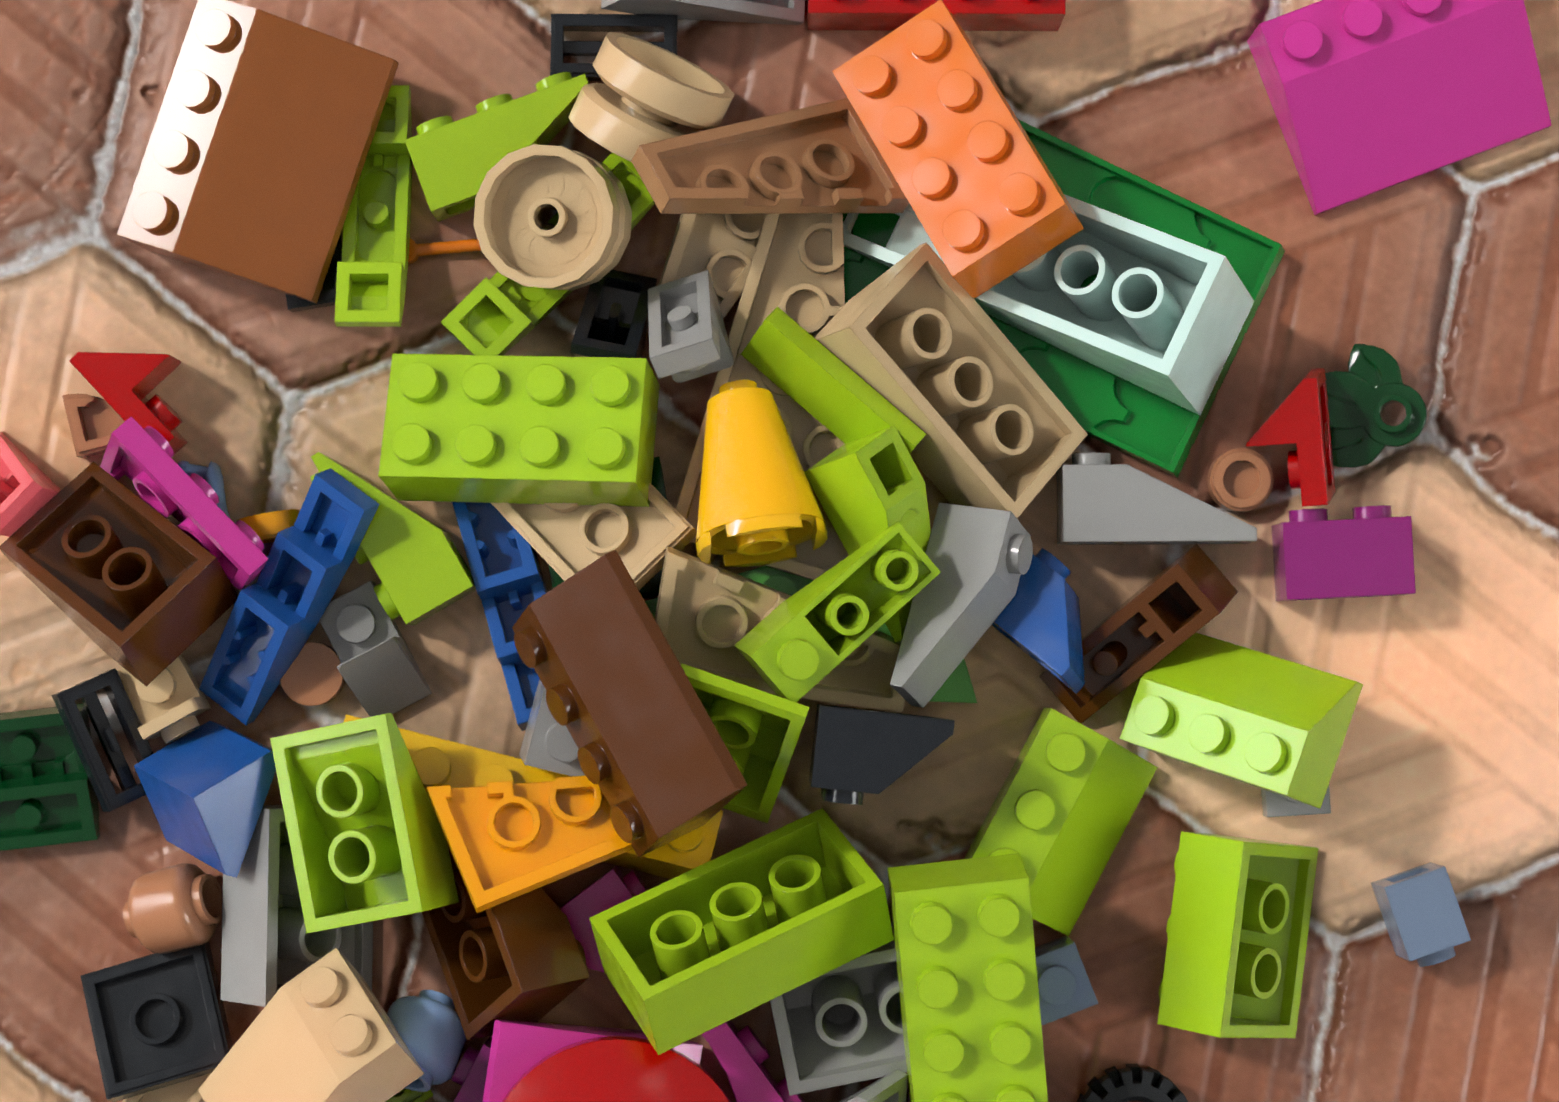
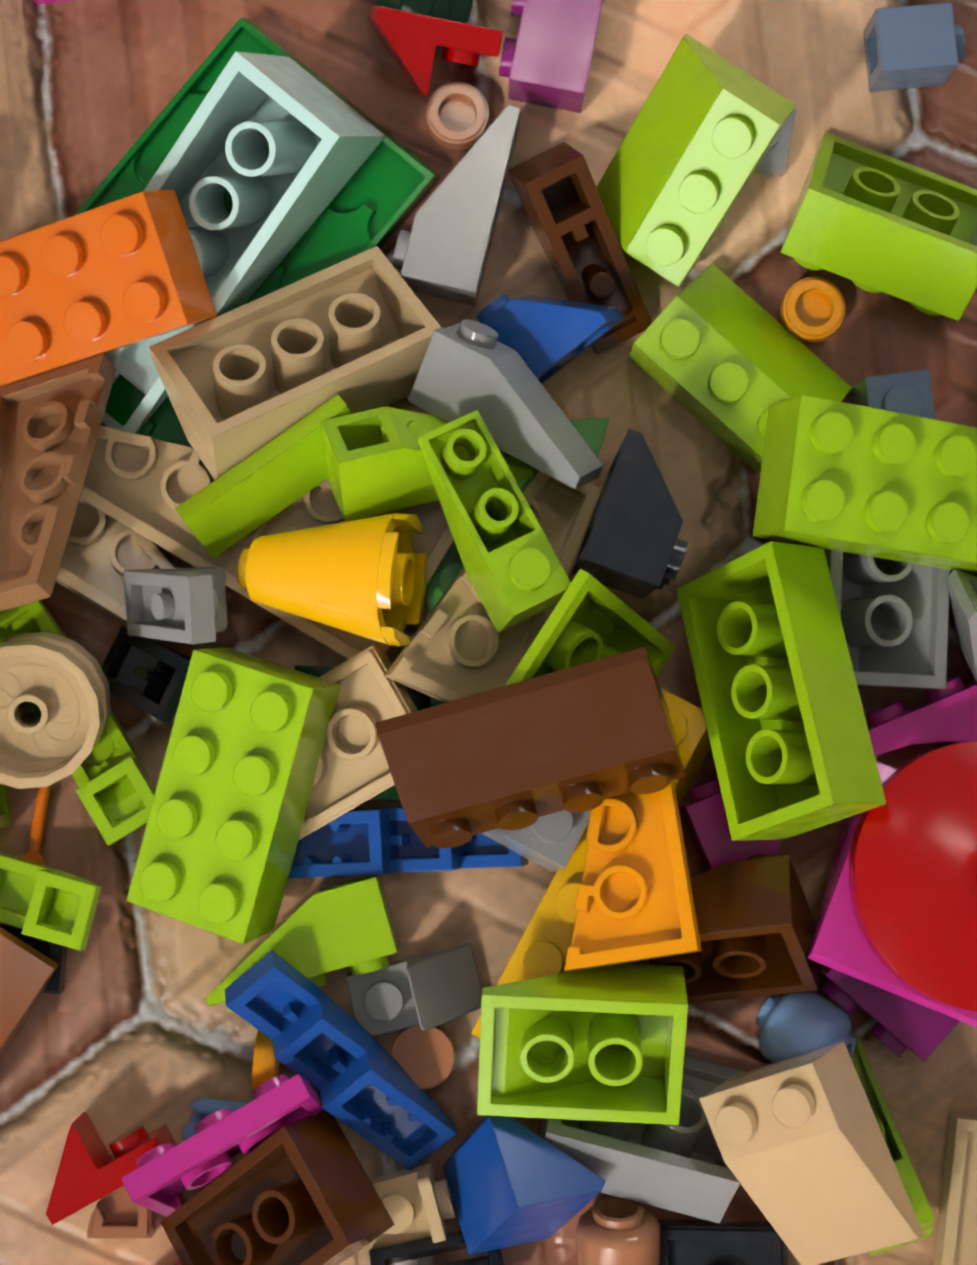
camera: 80 degrees left, 0 degrees up
(1136, 878) = (812, 309): none -> light orange tile

